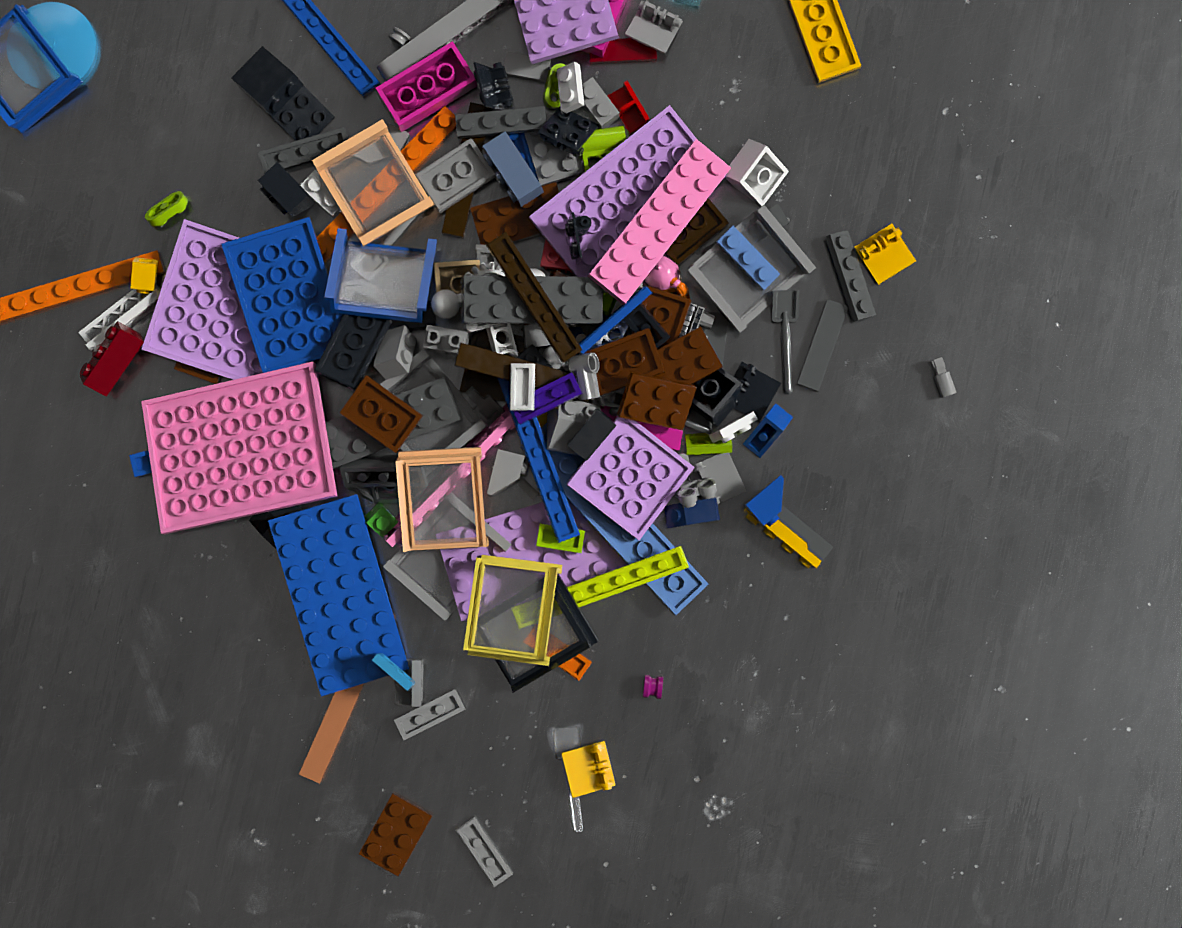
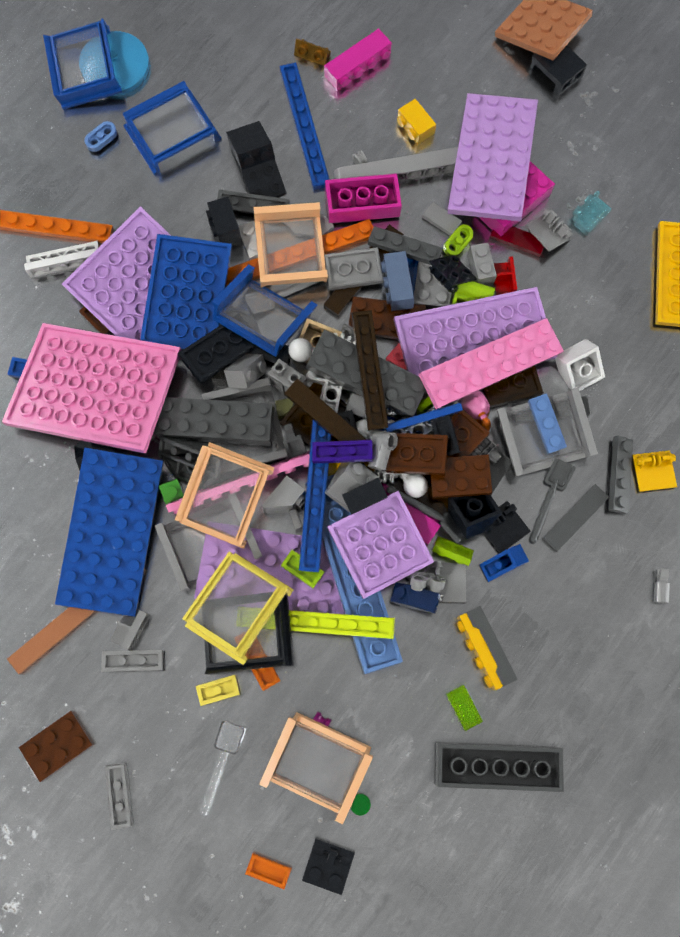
camera: 25 degrees right, 10 degrees down
(85, 148) = (100, 137): none -> medium blue plate
(111, 358) = (36, 281): dark red brick -> none
(144, 275) = (92, 235): yellow brick -> none
(160, 99) = (167, 125): none -> piece
(166, 208) = (127, 201): lime plate -> none
(381, 414) = (211, 408): reddish brown plate -> none
(394, 671) = (119, 610): dark azure tile -> none
(453, 373) = (283, 407): none -> olive tile
(489, 82) = (411, 218): black hinge -> none
(522, 386) = (328, 433): white tile -> none
(532, 702) = (217, 690): none -> light yellow plate
(570, 87) = (468, 242): white plate -> none
(576, 227) = (426, 338): black hinge -> none
(588, 769) = (235, 768): yellow hinge -> none
(656, 400) = (428, 494): reddish brown plate -> none
(669, 851) = (268, 870): none -> orange tile
(671, 726) = (318, 764): none -> clear piece
(726, 818) = (328, 866): none -> black hinge
(730, 744) = (361, 804): none -> green tile
(741, 425) = (471, 548): white plate -> none
(767, 503) = (479, 617): blue slope -> none
(792, 600) = (464, 707): none -> clear neon green plate
(852, 643) = (499, 767): none -> dark grey brick

